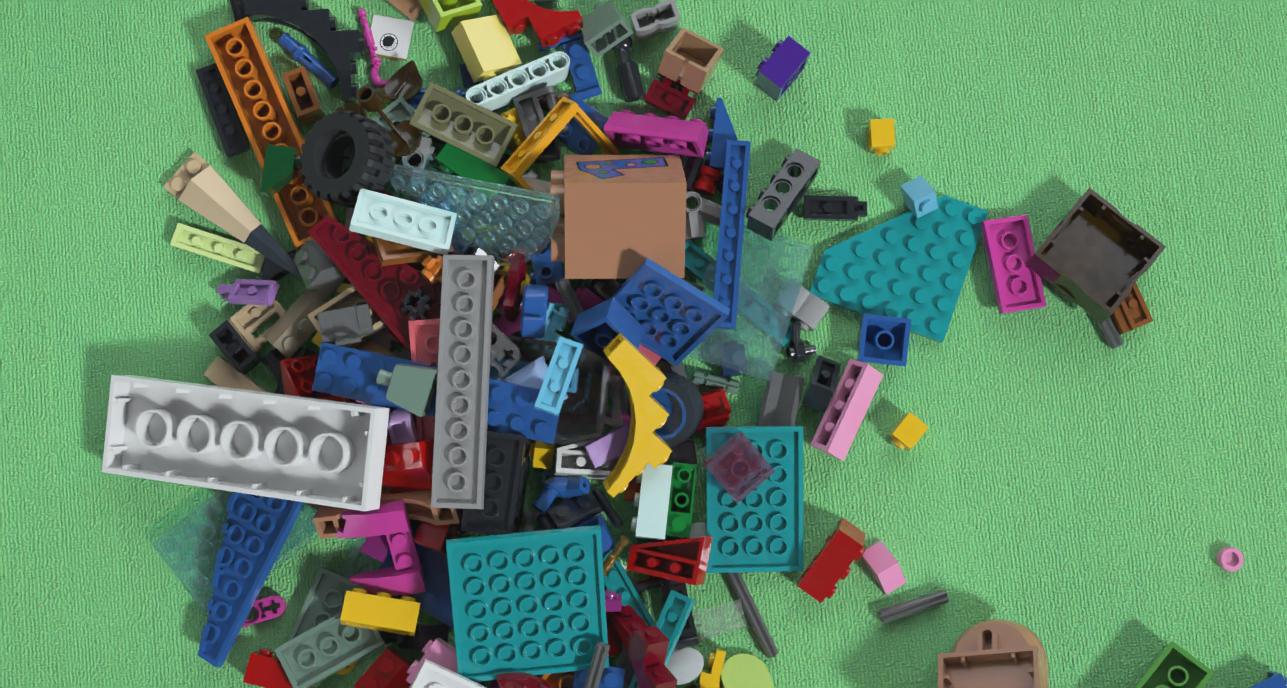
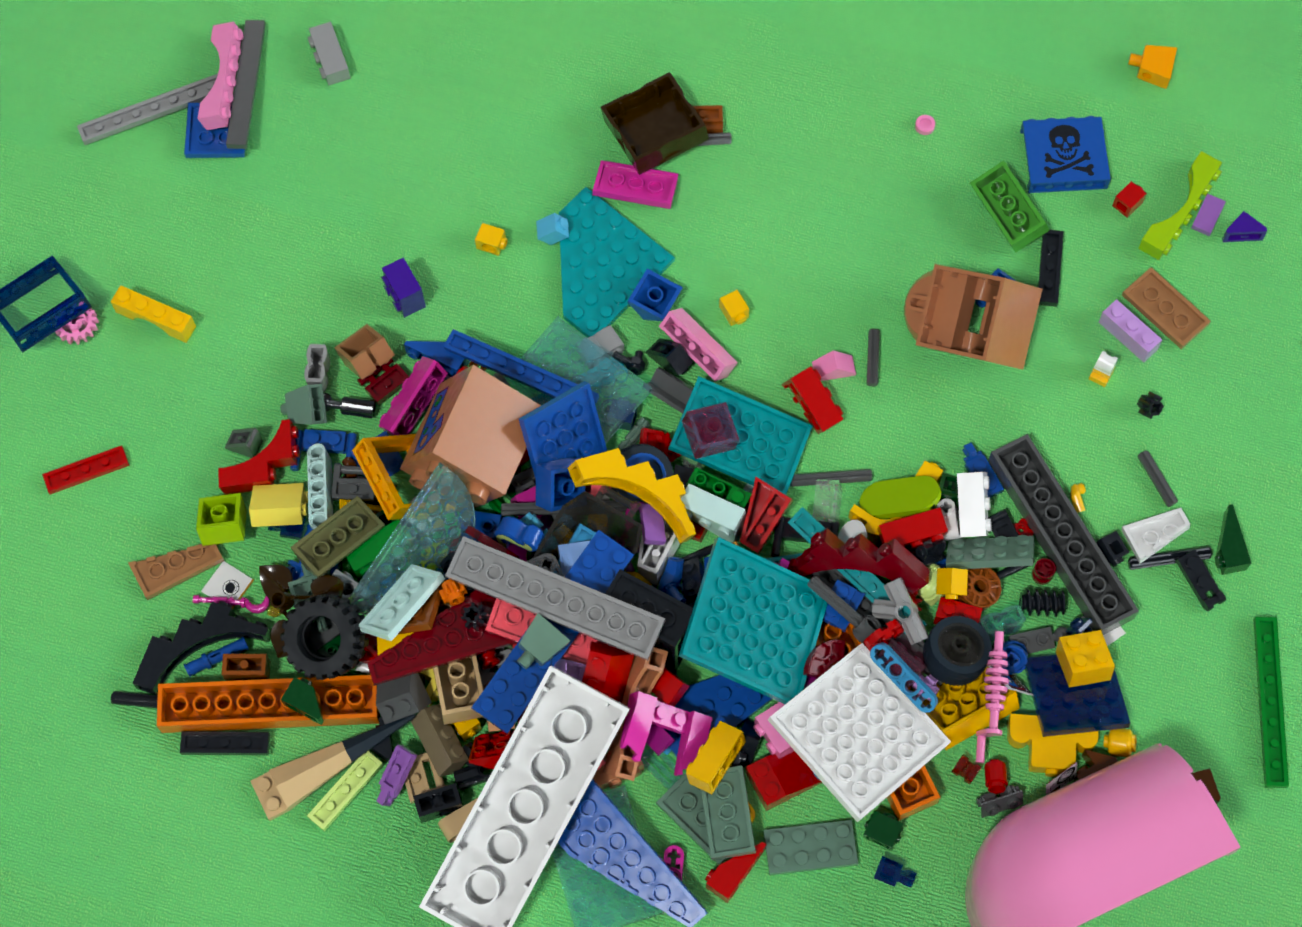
camera: 65 degrees left, 15 degrees down
(346, 324) = (465, 682): dark grey piece -> none
(558, 376) = (582, 523): medium azure plate -> none
(768, 223) = (505, 323): brick -> none
(833, 208) = (532, 296): black hinge -> none

